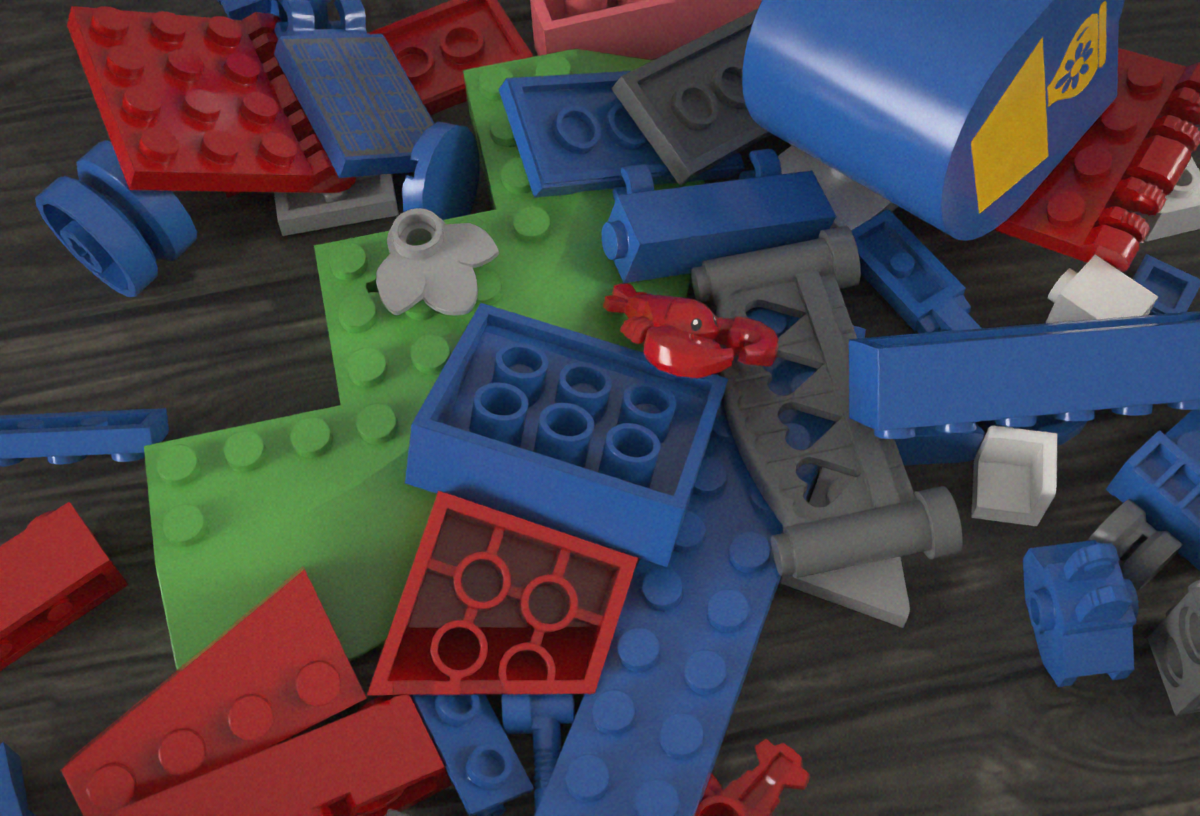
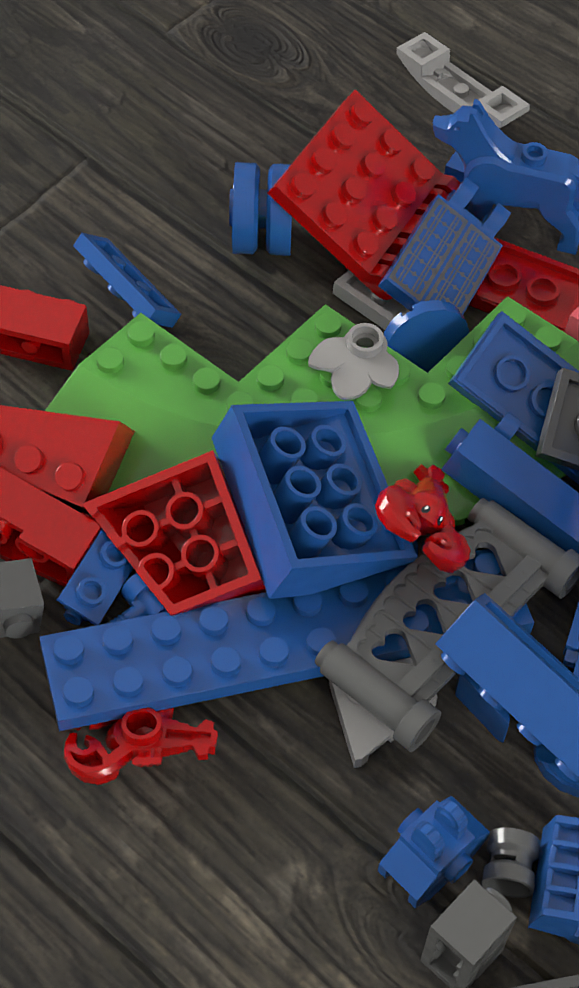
camera: 50 degrees right, 5 degrees down
(1014, 475) = (502, 766): white panel -> none

